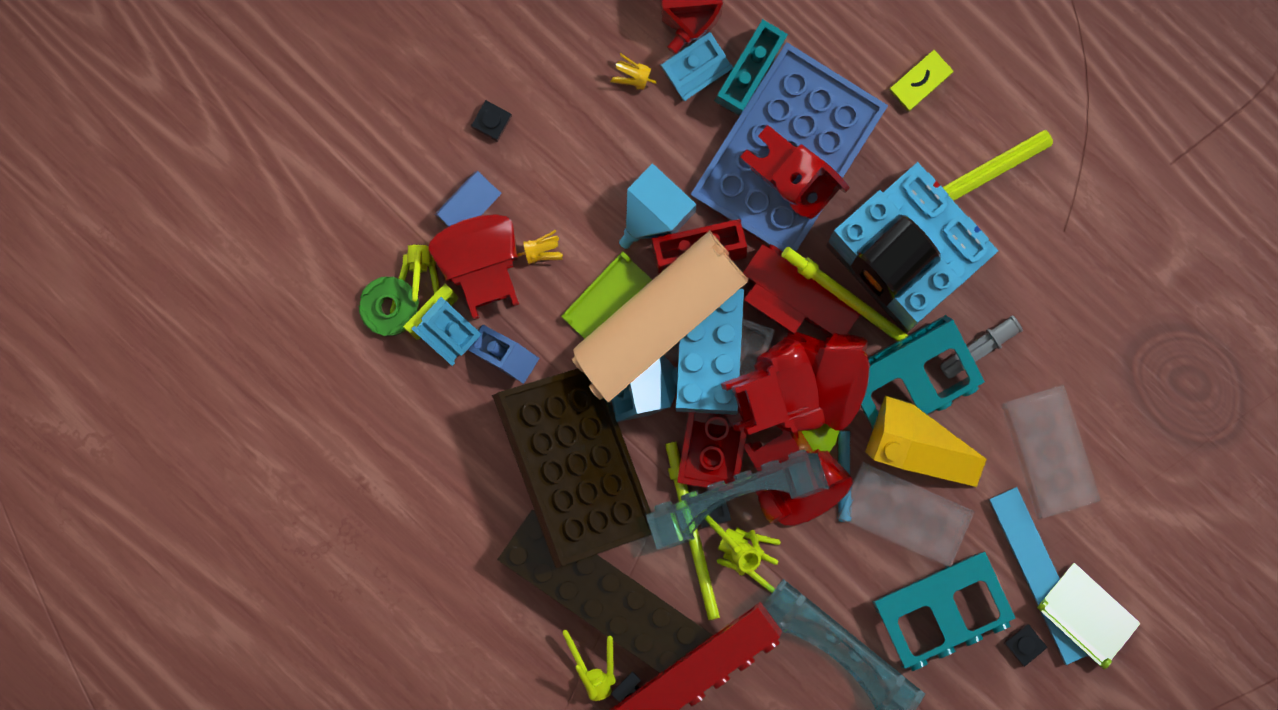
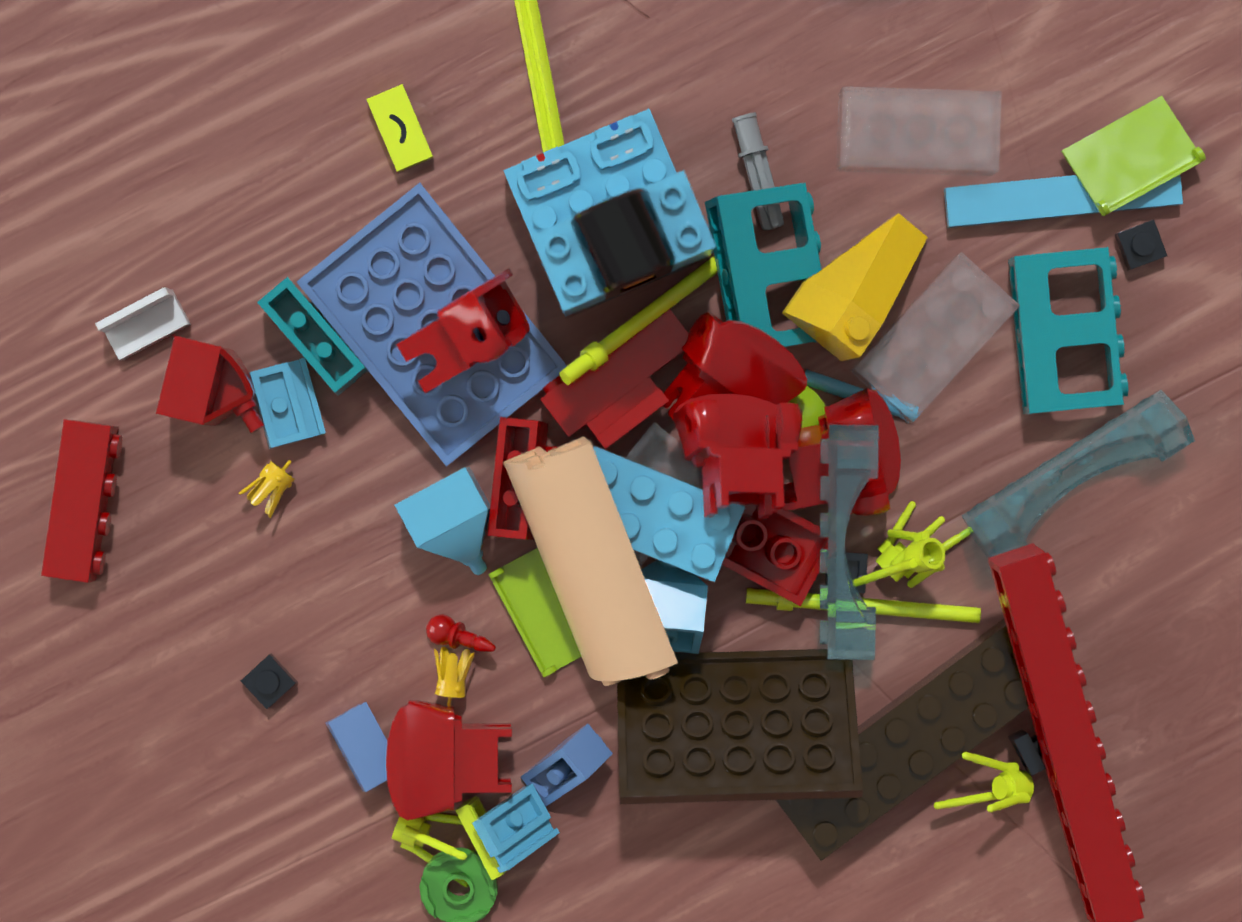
camera: 70 degrees left, 5 degrees up
(570, 233) = (443, 631): none -> red bar

